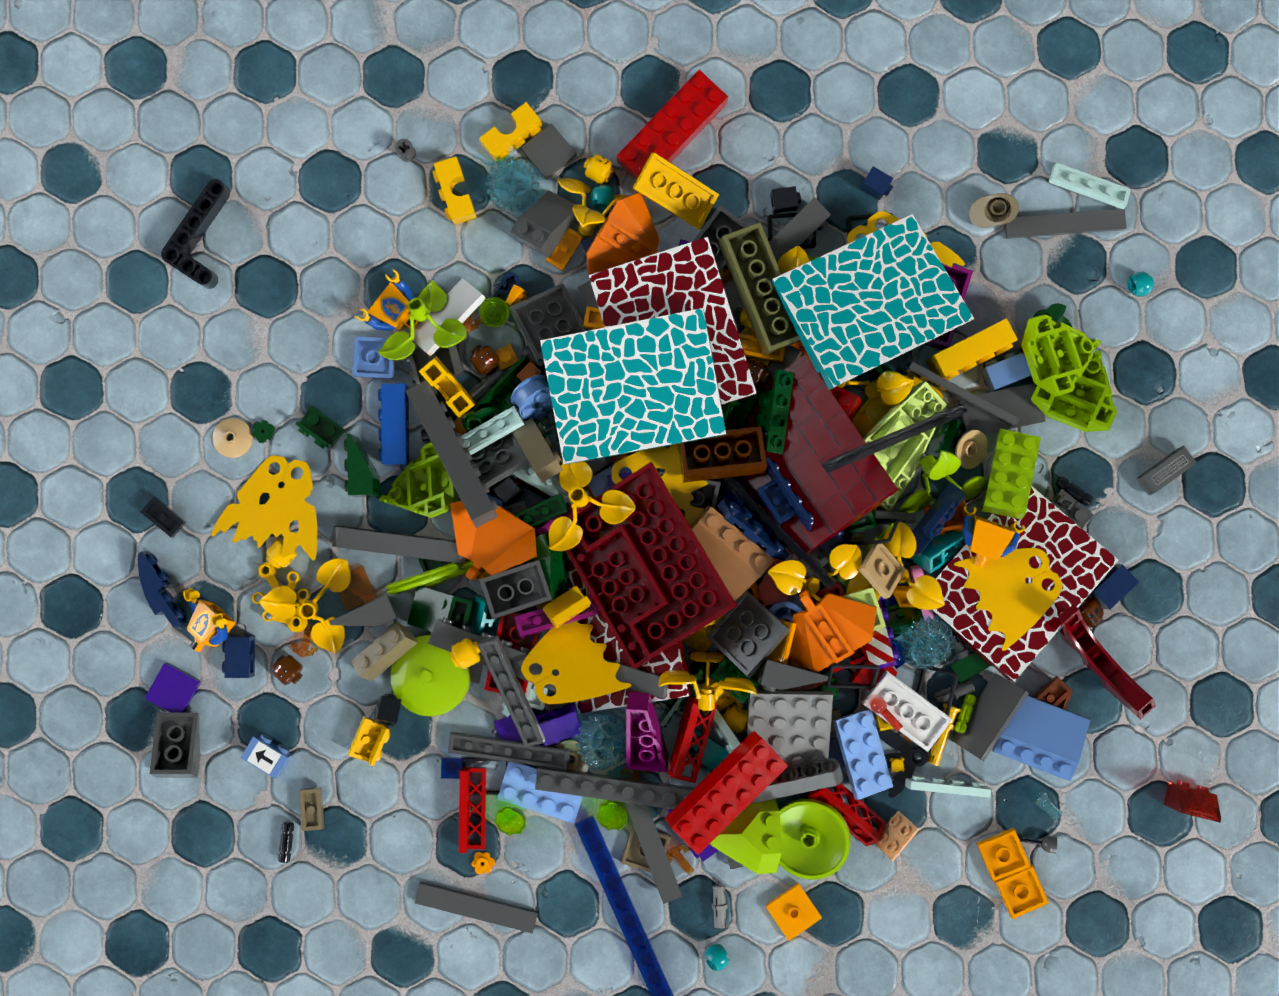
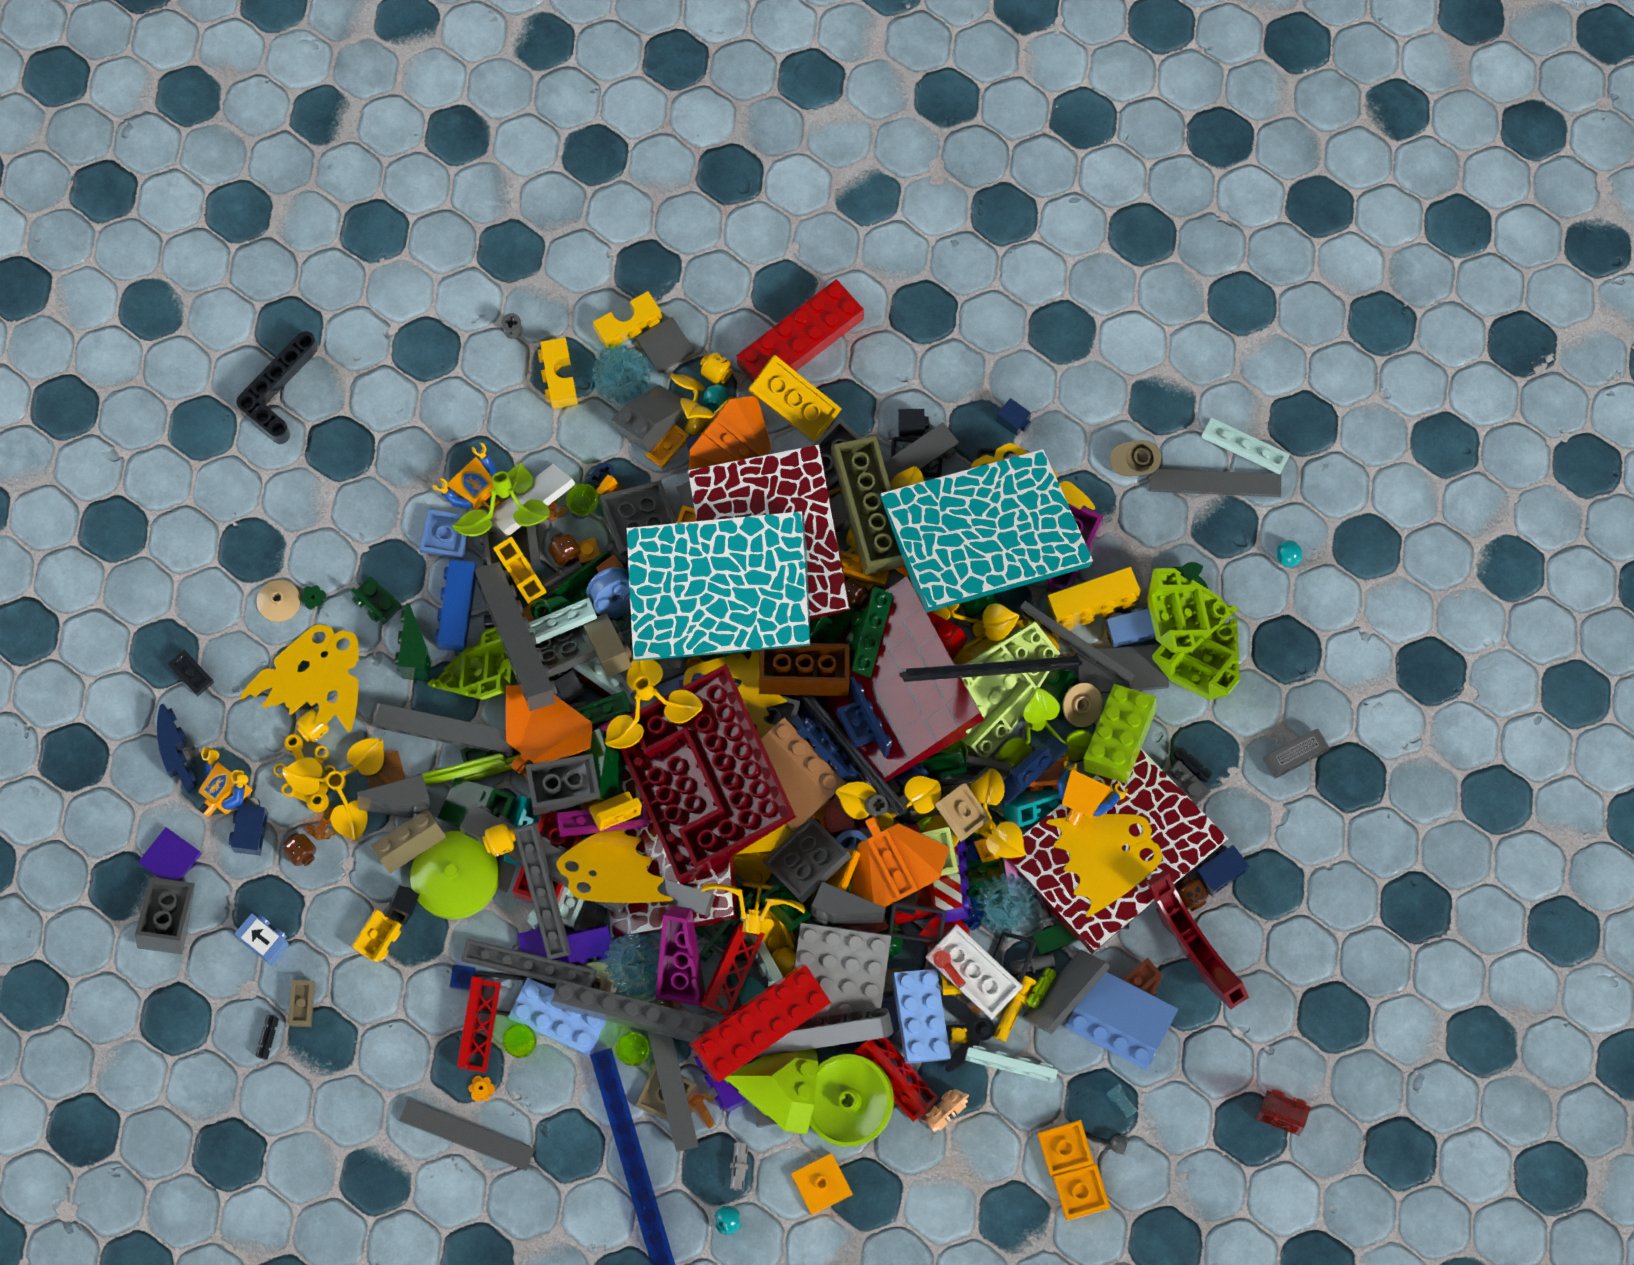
camera: 10 degrees right, 15 degrees down
(804, 575) = (880, 800): none -> dark grey bush

